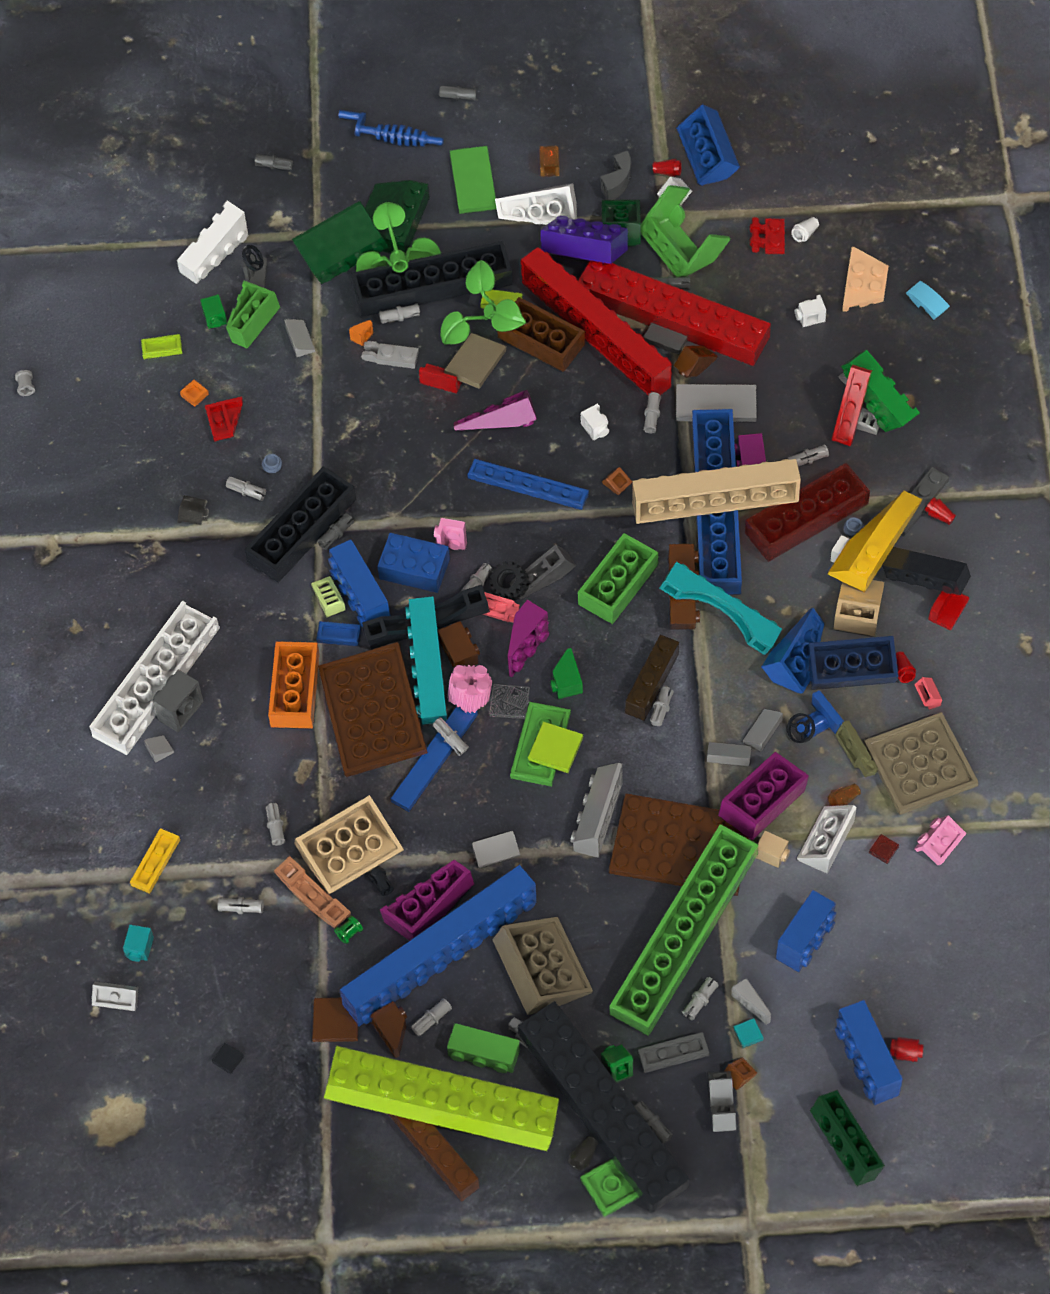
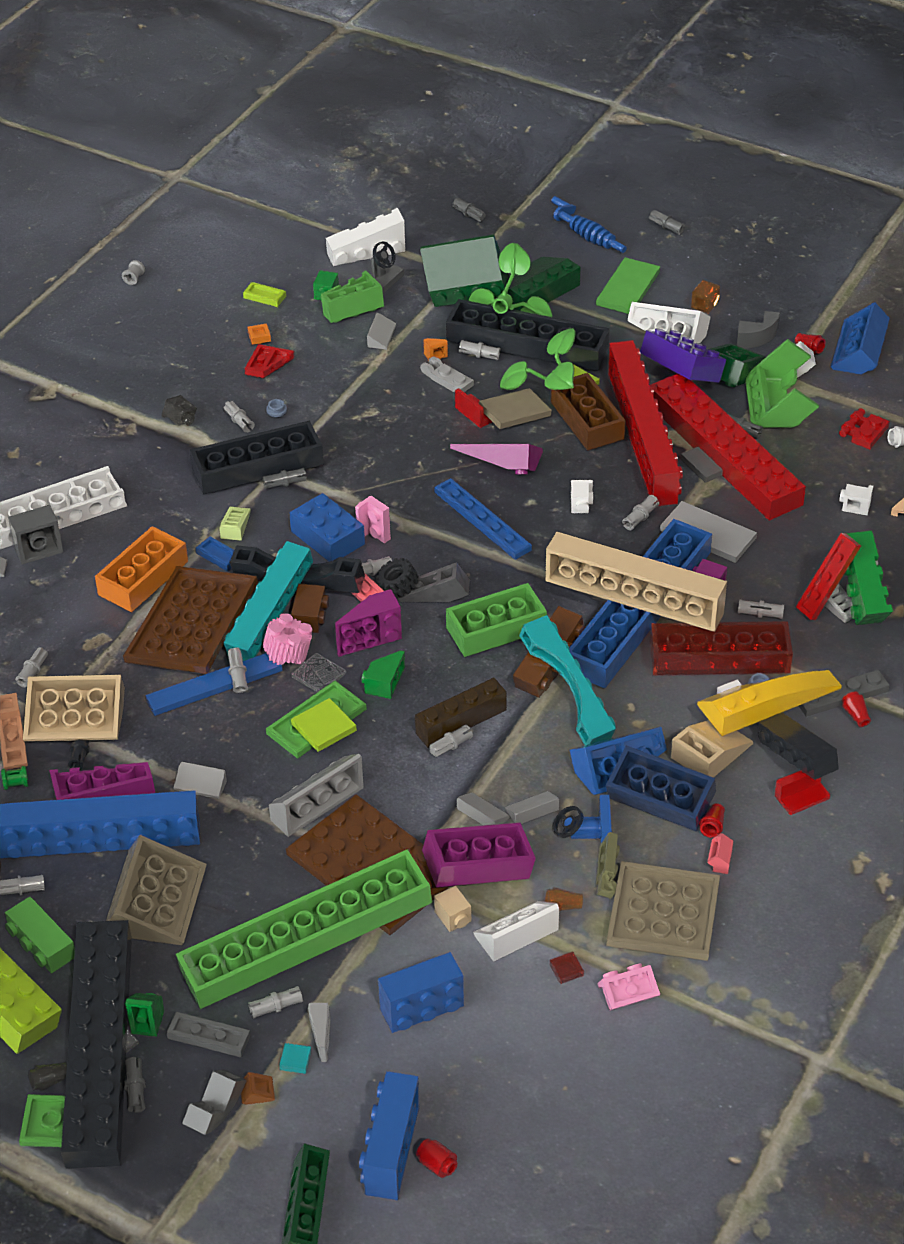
camera: 30 degrees right, 15 degrees down
(357, 582) = (263, 514): blue brick -> none
(694, 360) = (713, 489): reddish brown slope -> none

